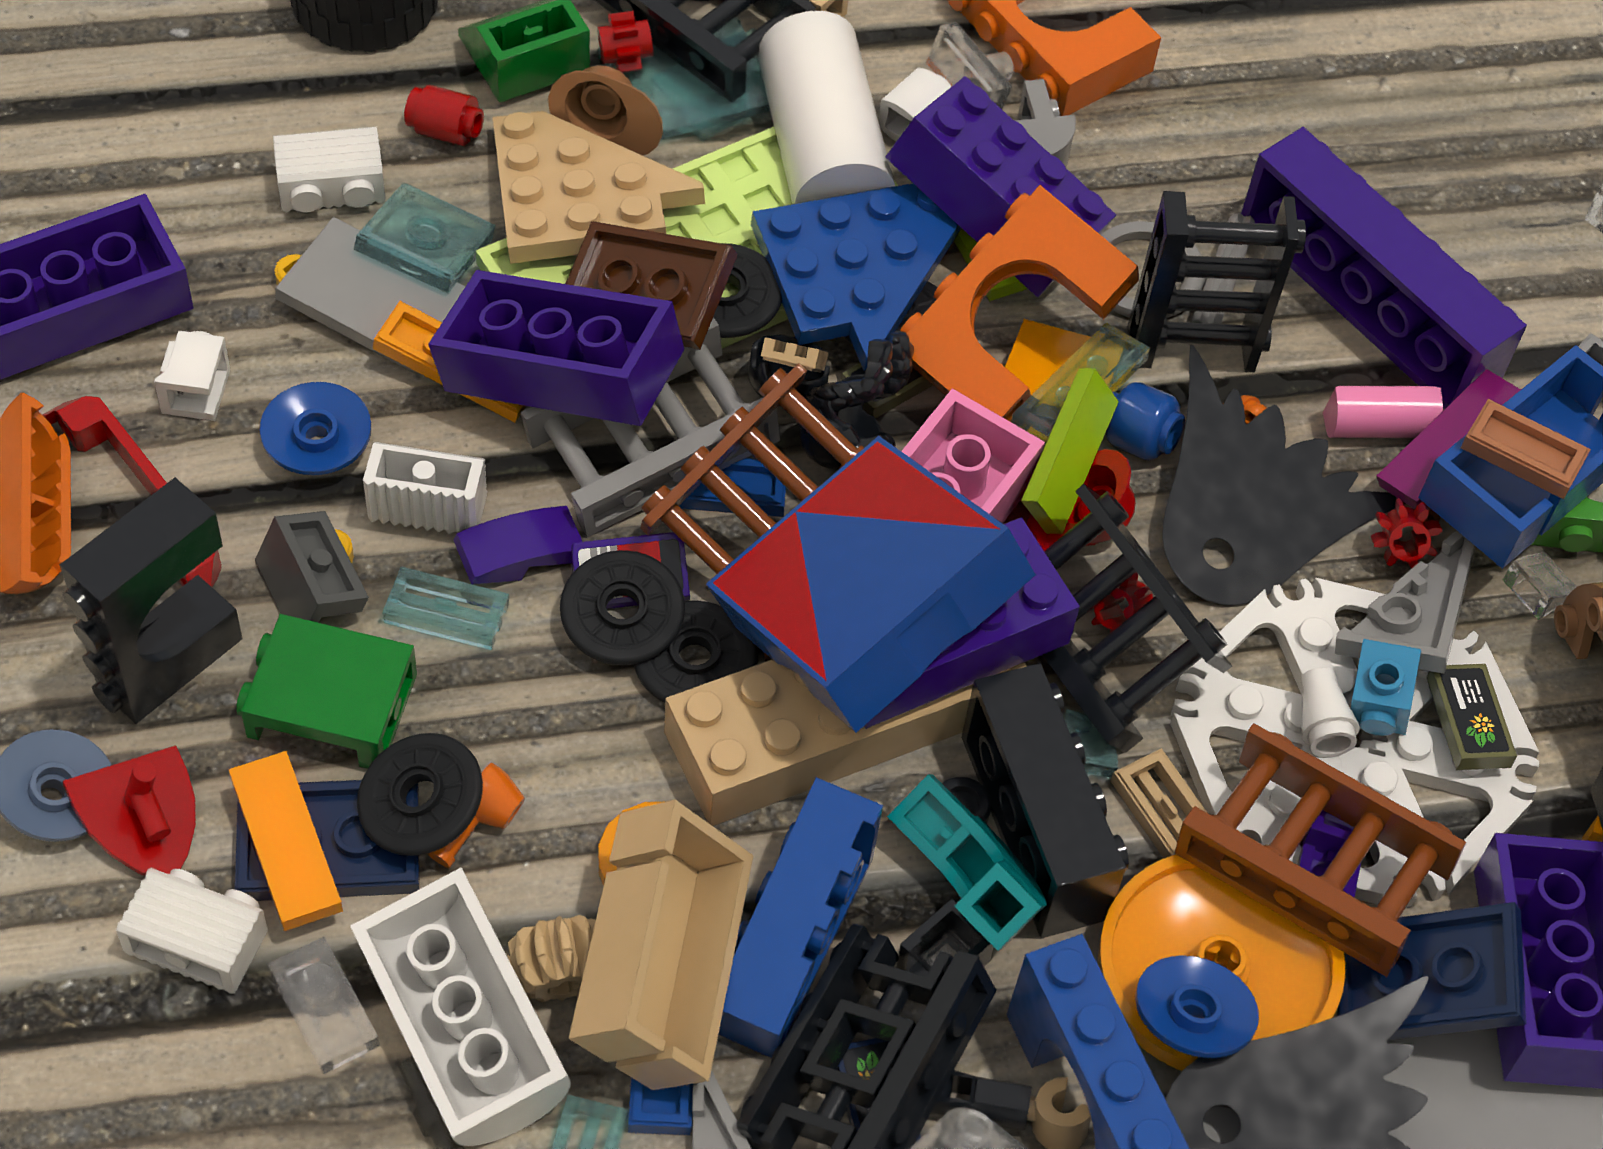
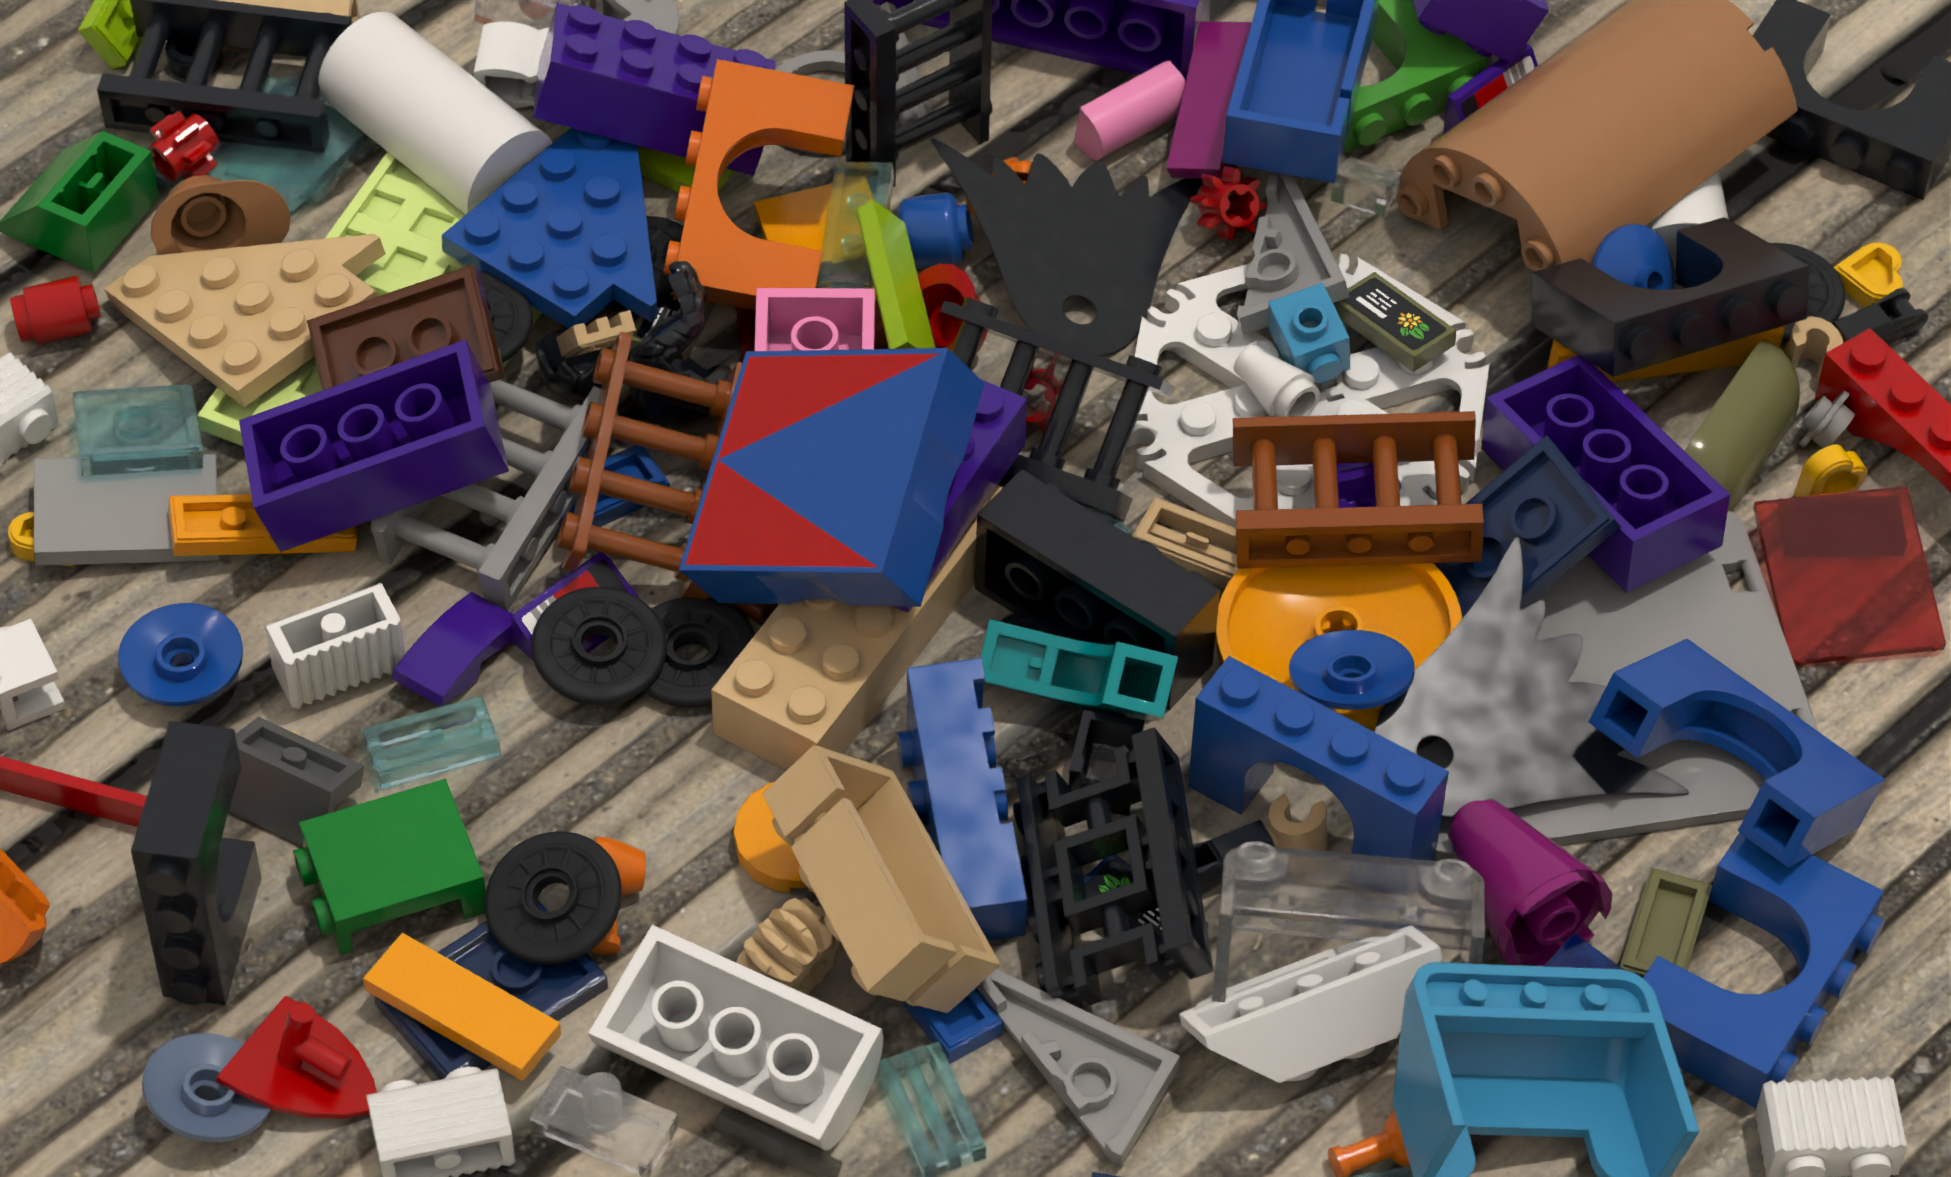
camera: 30 degrees left, 5 degrees down
(1525, 448) = (1295, 63): nougat tile -> none

